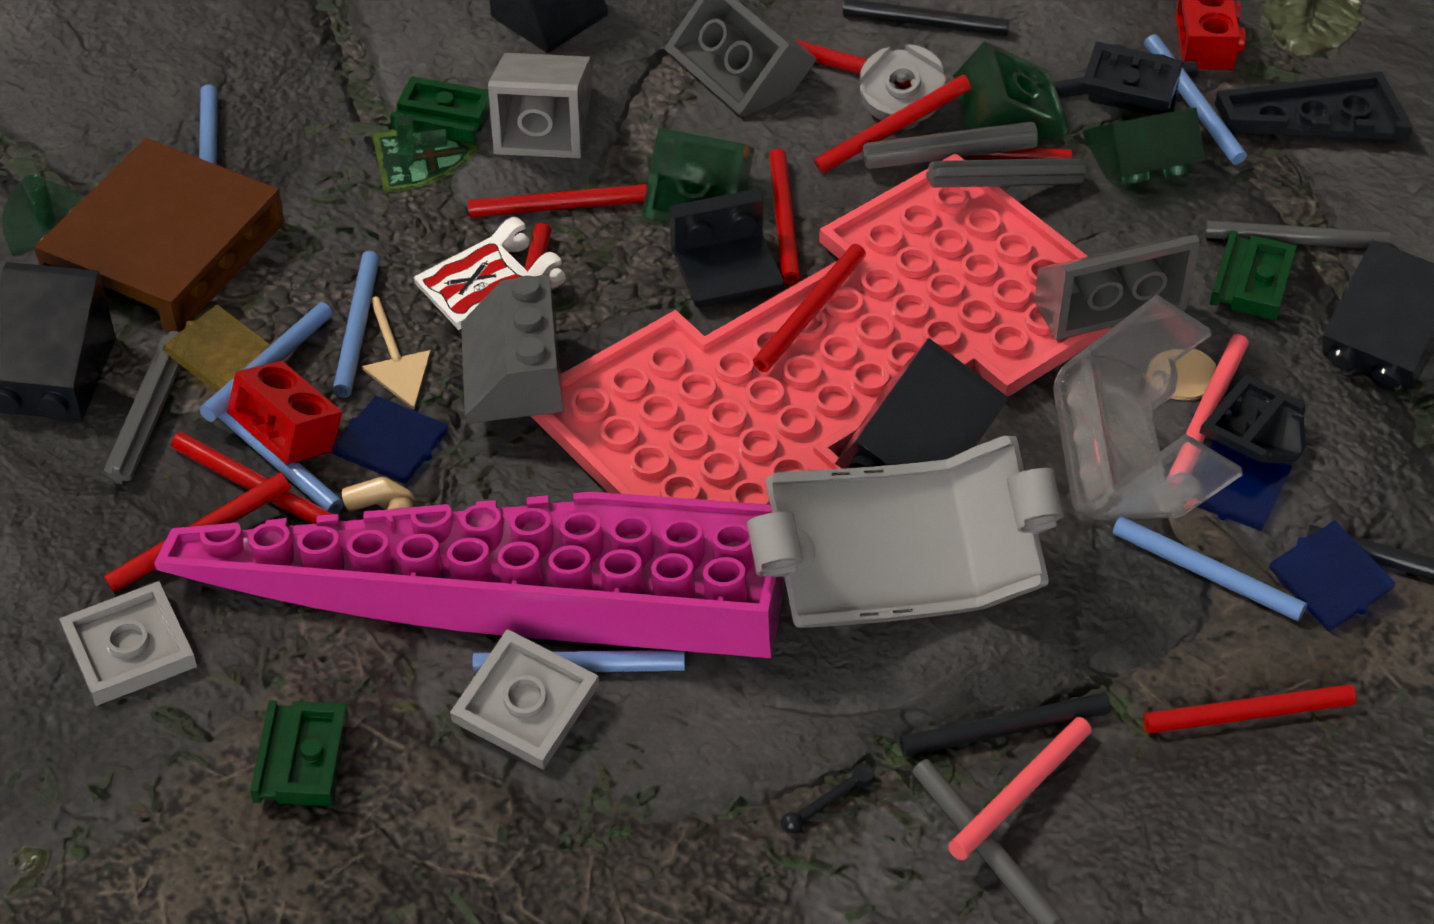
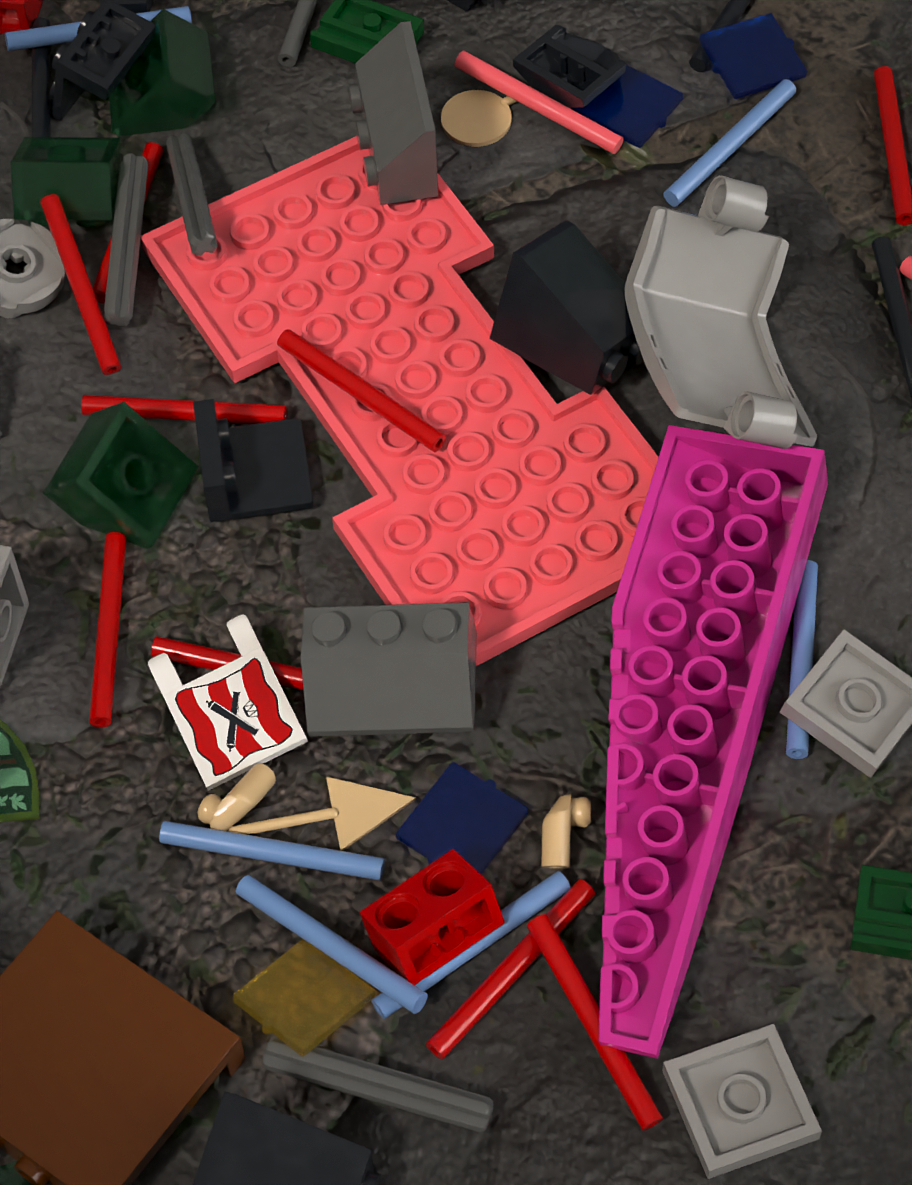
camera: 80 degrees left, 10 degrees up
(391, 289) = (243, 797): none -> tan arm
(1110, 428) = (565, 183): clear windscreen -> none

